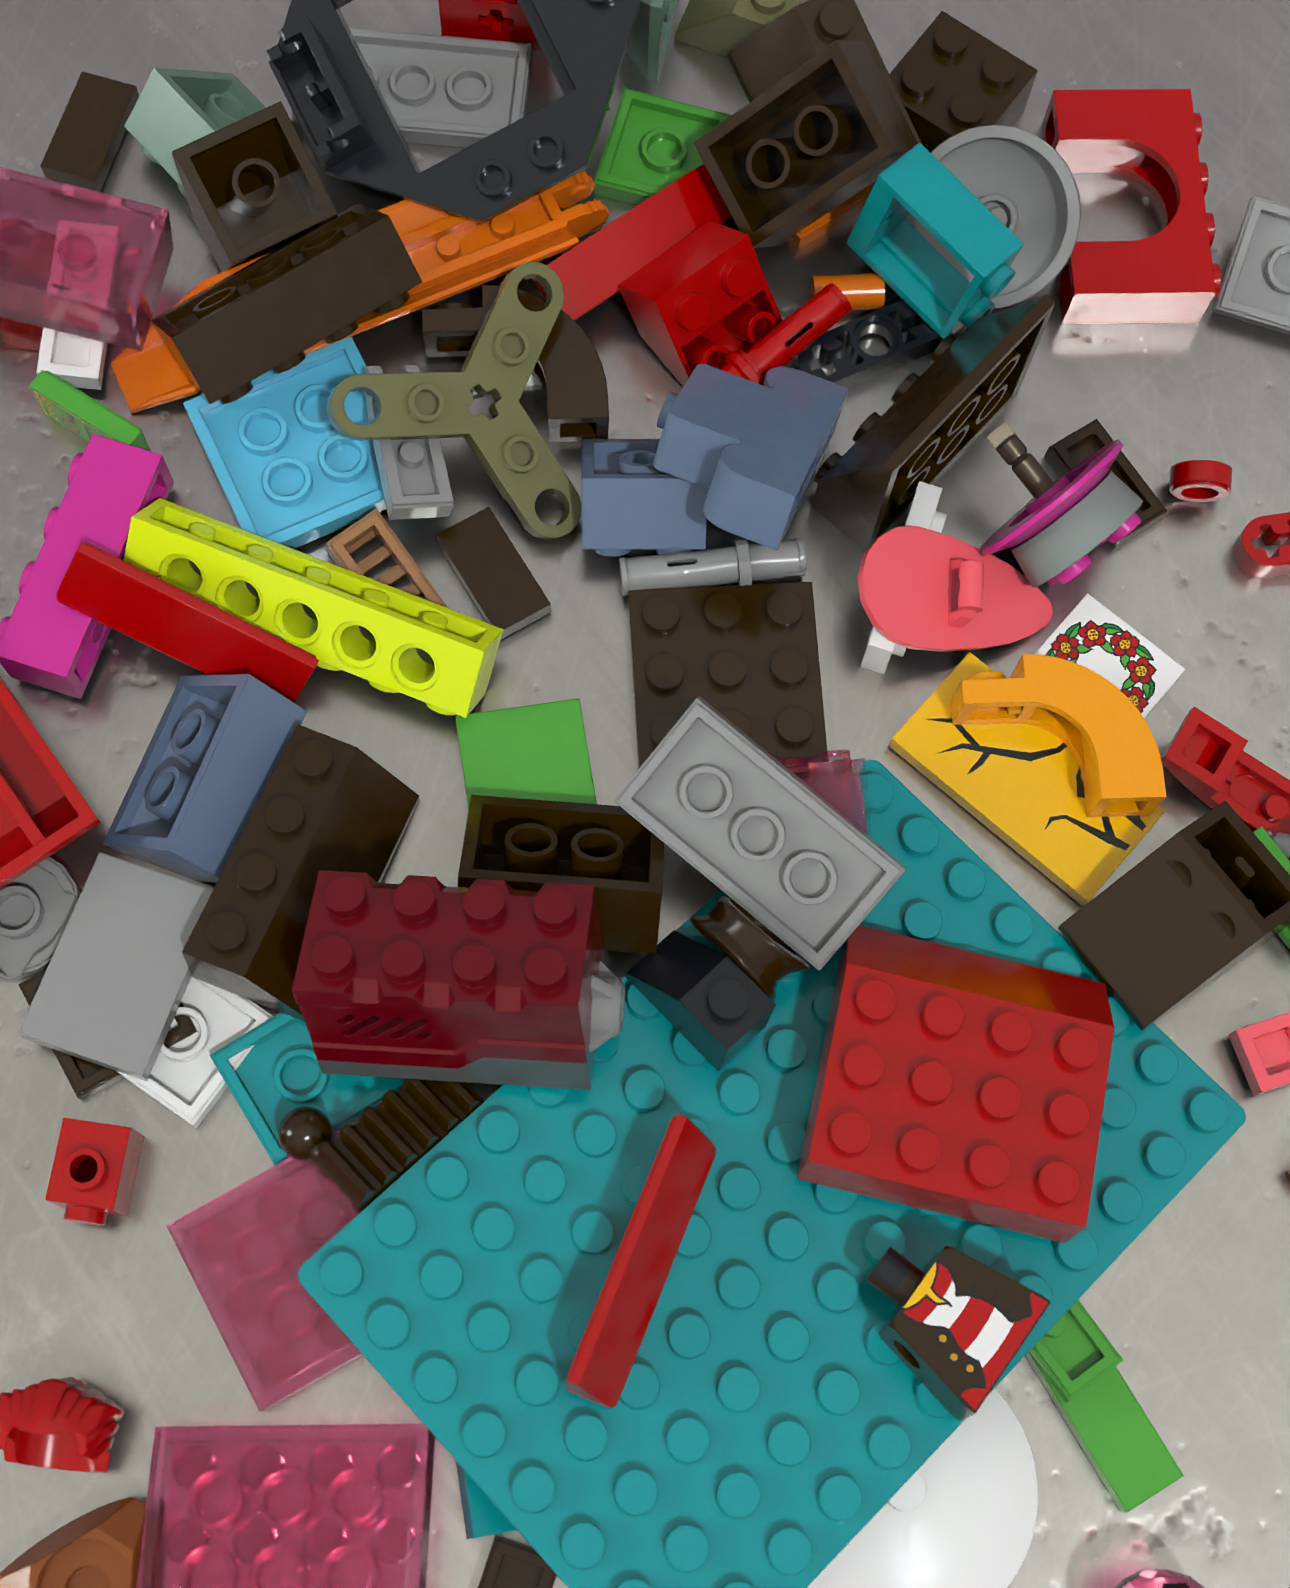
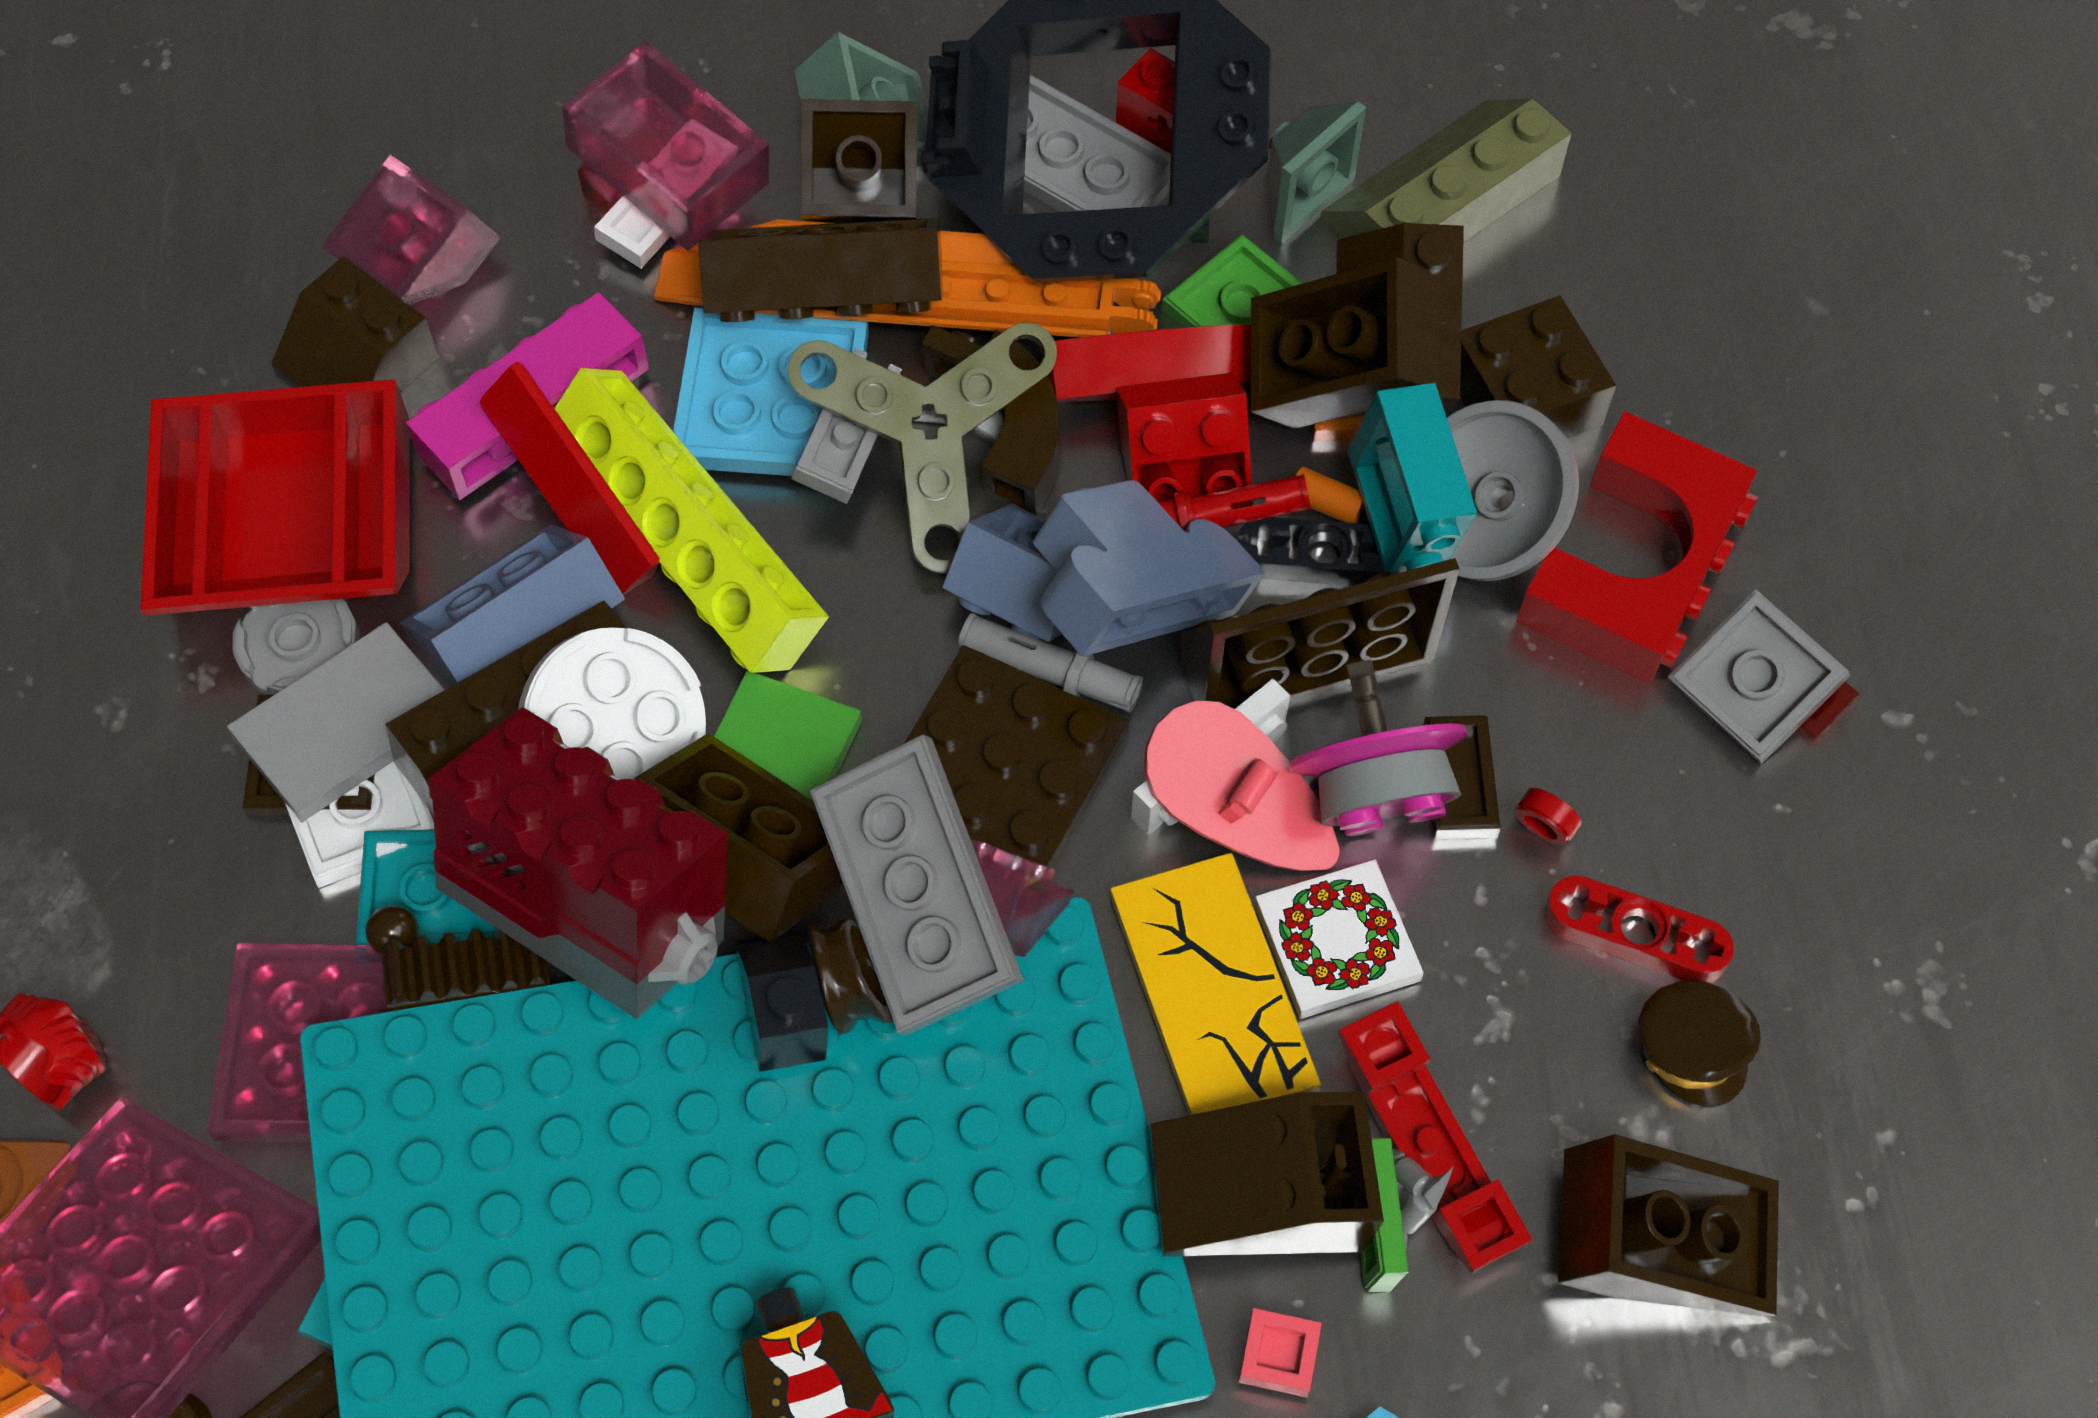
camera: 35 degrees right, 10 degrees down
(82, 413) = (610, 278): bright green tile -> none
(90, 132) = (766, 64): dark brown tile -> none
(94, 1170) = (214, 869): red brick -> none
(375, 526) = (769, 484): medium nougat slope -> none
(377, 811) = (619, 697): none -> white tile
(493, 572) = (860, 574): dark brown tile -> none
(641, 1265) = (575, 1177): red slope -> none
(960, 1085) = (952, 1194): red slope -> none
(1088, 714) = (1290, 948): light orange arch -> none

